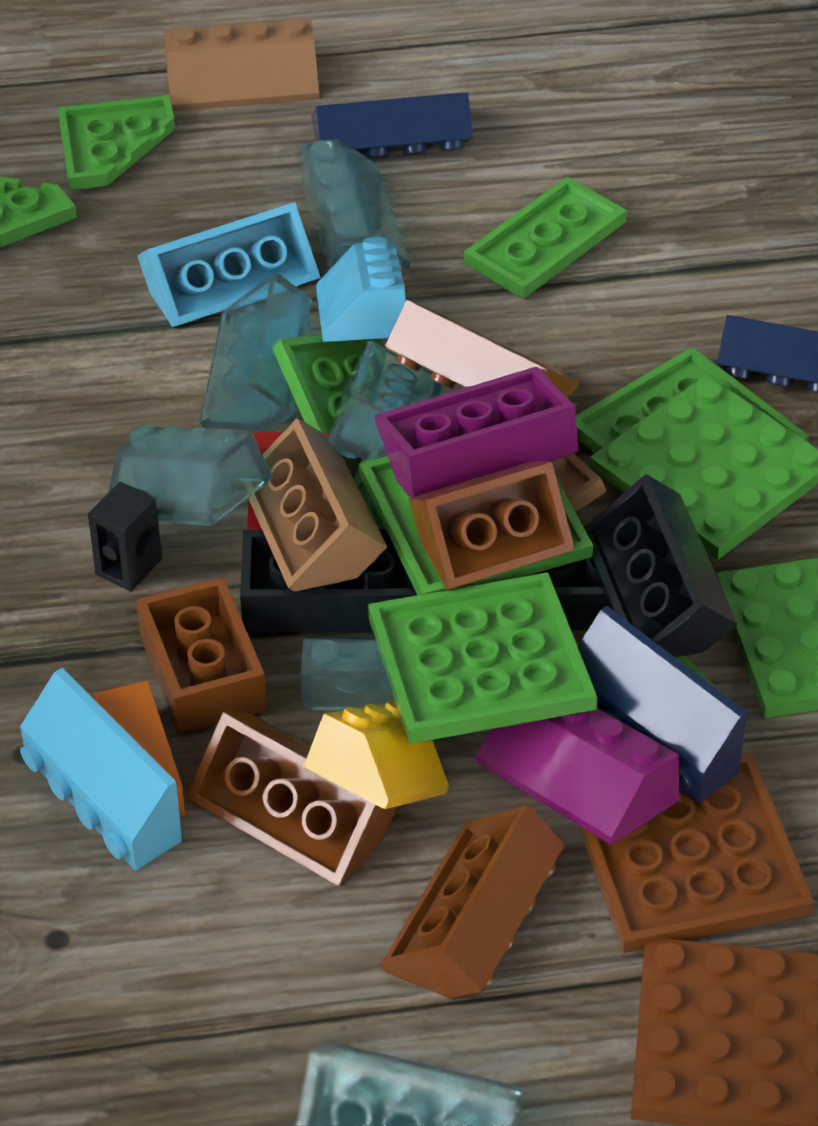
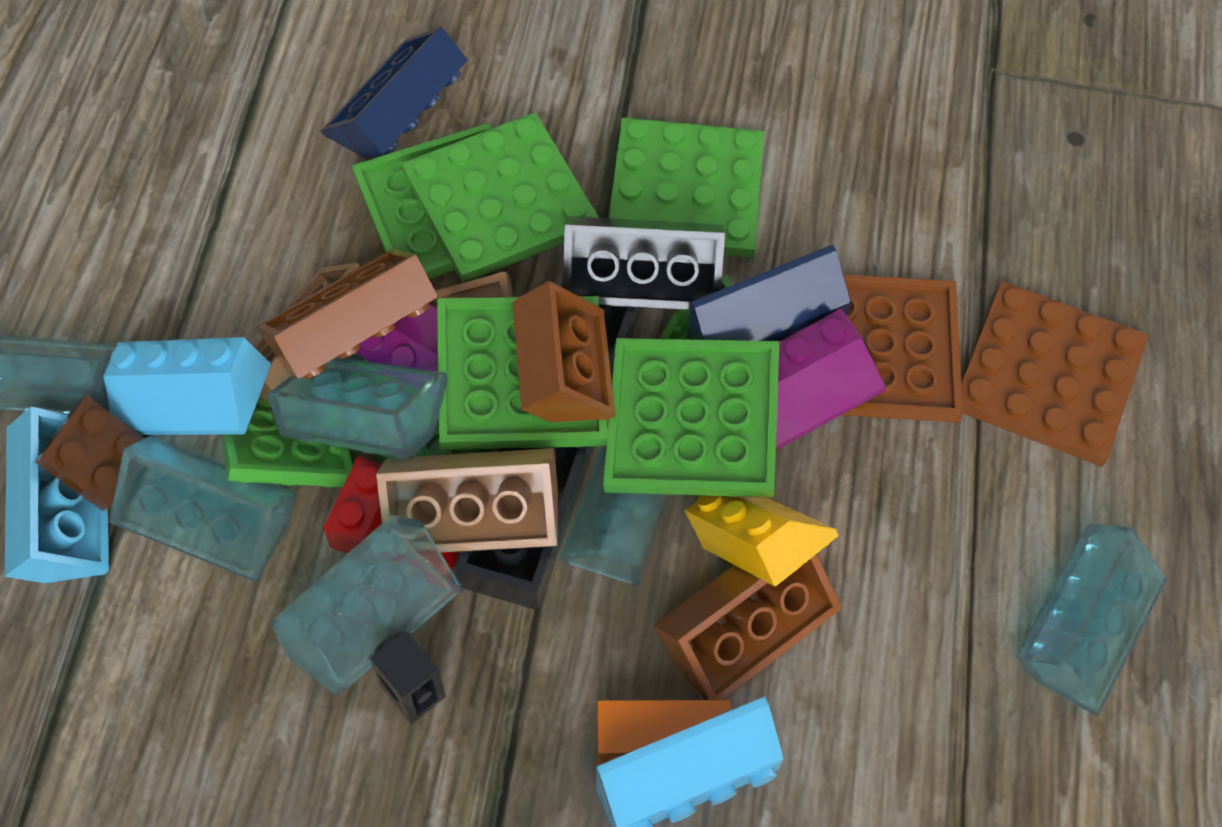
camera: 75 degrees left, 15 degrees up
(201, 654) = (574, 648): dark orange brick -> none
(274, 249) = (89, 452): none -> reddish brown plate
(475, 903) = (896, 510): dark orange slope -> none
(478, 431) = (464, 332): magenta slope -> none
(545, 237) = (154, 229): bright green plate -> none

